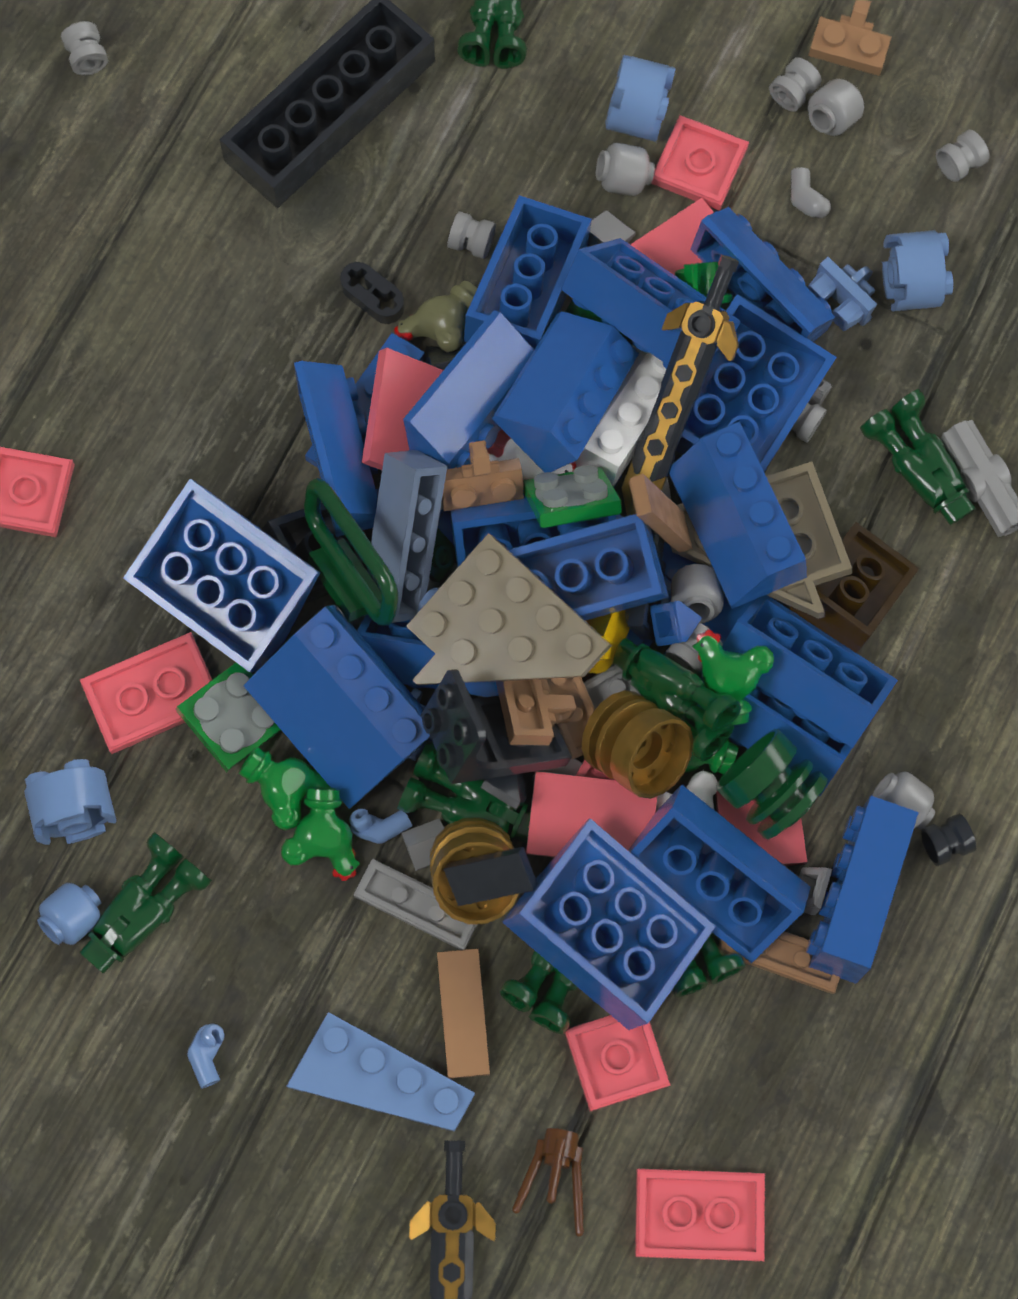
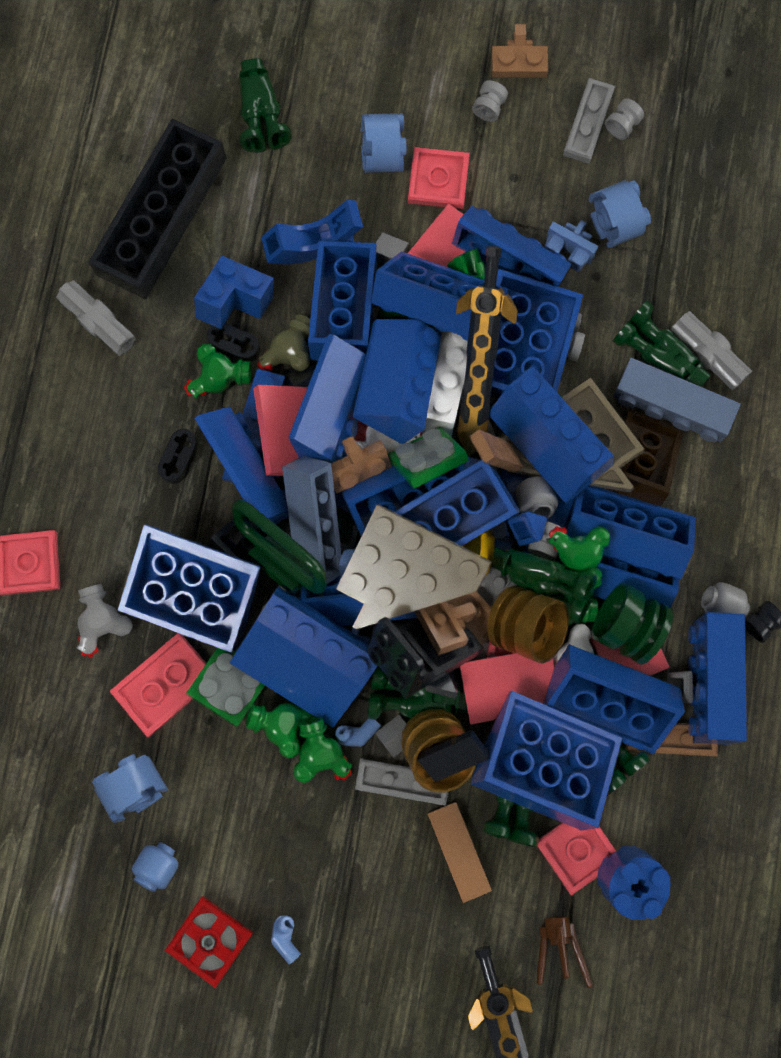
camera: 10 degrees left, 5 degrees up
(93, 586) = (98, 620): none -> light grey animal
(108, 1028) = (209, 941): none -> red piece
(137, 913) = (203, 850): dark green piece -> none
(207, 212) = (96, 317): none -> light grey piece
(264, 420) = (172, 453): none -> black beam
(340, 324) = (217, 373): none -> green animal
(370, 1074) = (408, 916): medium blue wing -> none
(390, 223) = (231, 287): none -> blue brick
(471, 235) = (292, 279): light grey wheel -> none
(493, 192) = (300, 242): none -> blue arch
(624, 169) = (387, 198): light grey head -> none
(683, 1137) = (634, 883): none -> blue brick
(700, 1215) = (671, 946): coral tile -> none
(806, 198) = (521, 182): light grey arm -> none
(835, 107) = (524, 109): light grey head -> none
(917, 145) = (589, 120): none -> light grey tile
(918, 528) = (676, 401): none -> sand blue brick

